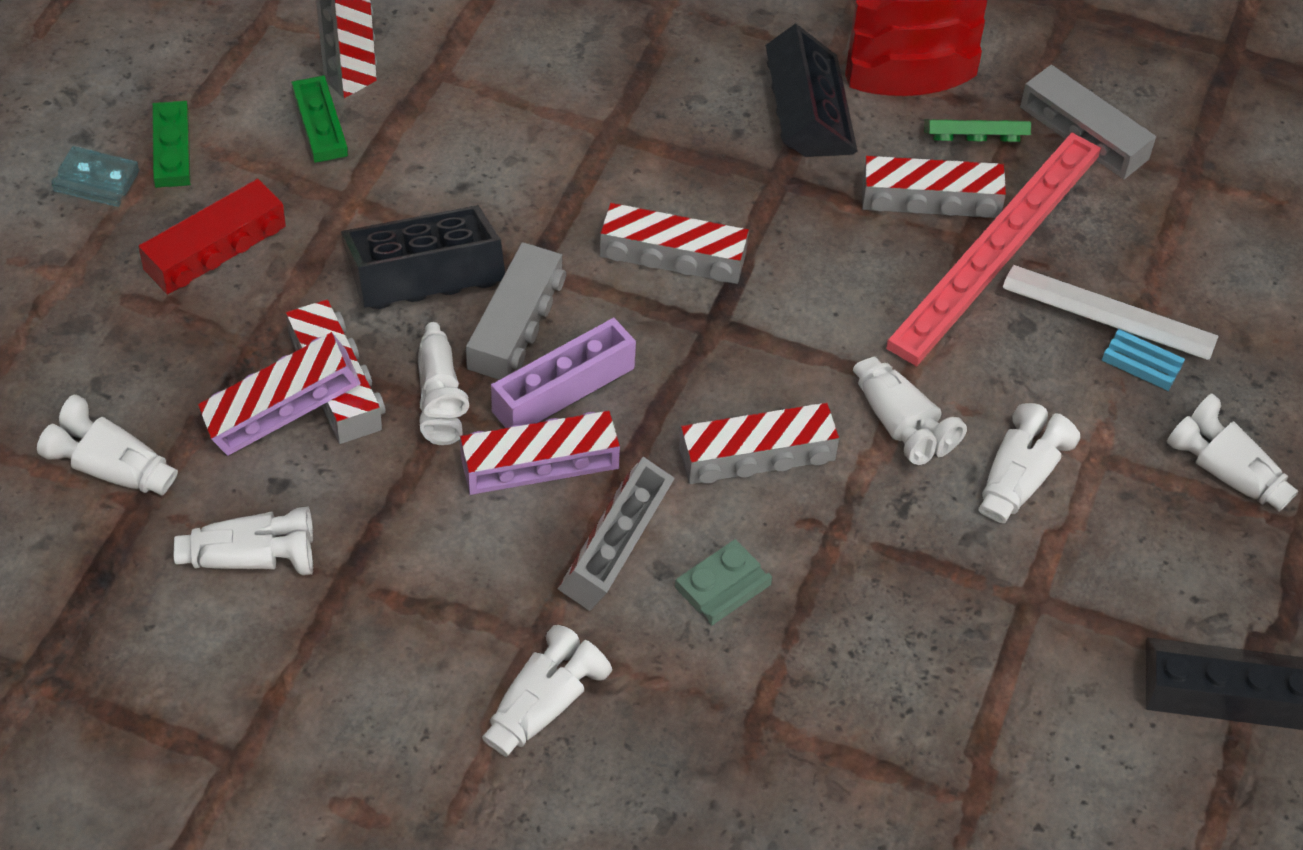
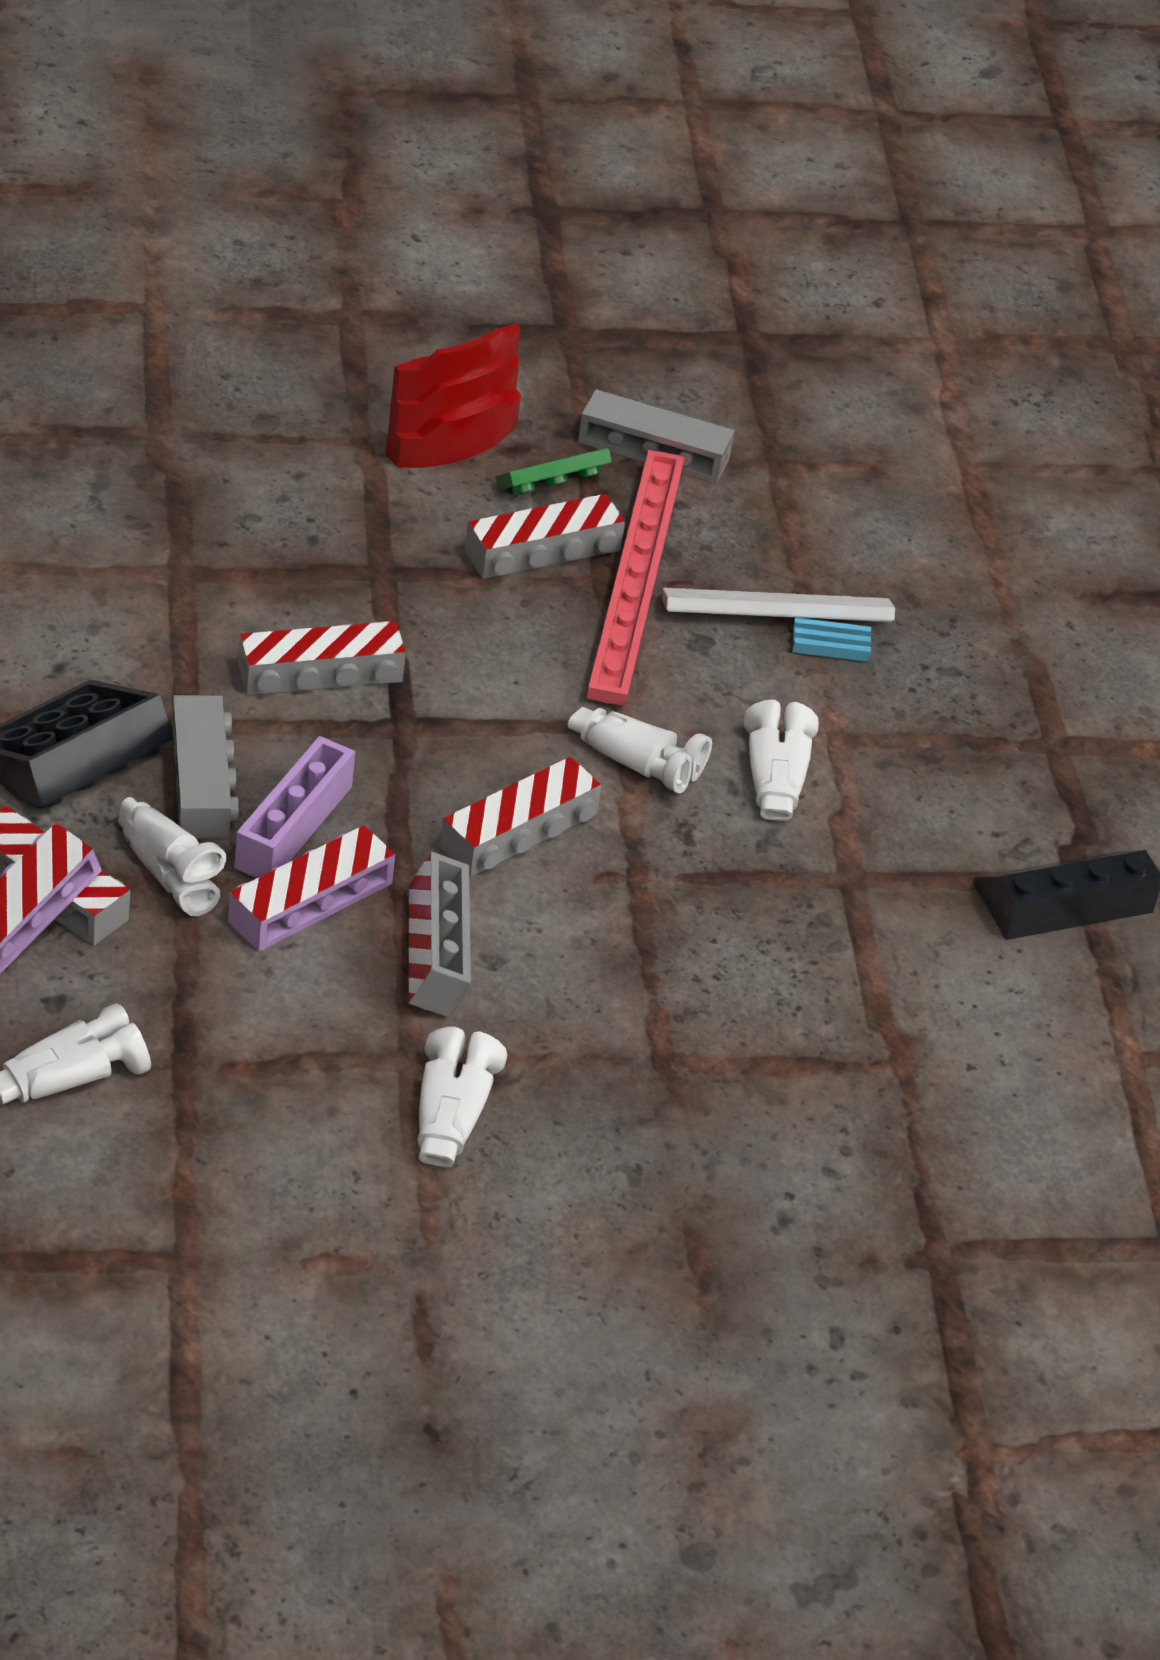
camera: 30 degrees left, 10 degrees down
(723, 582) = (560, 951): sand green plate -> none
(809, 95) = (367, 482): black slope -> none
(1232, 455) = (962, 698): white piece -> none

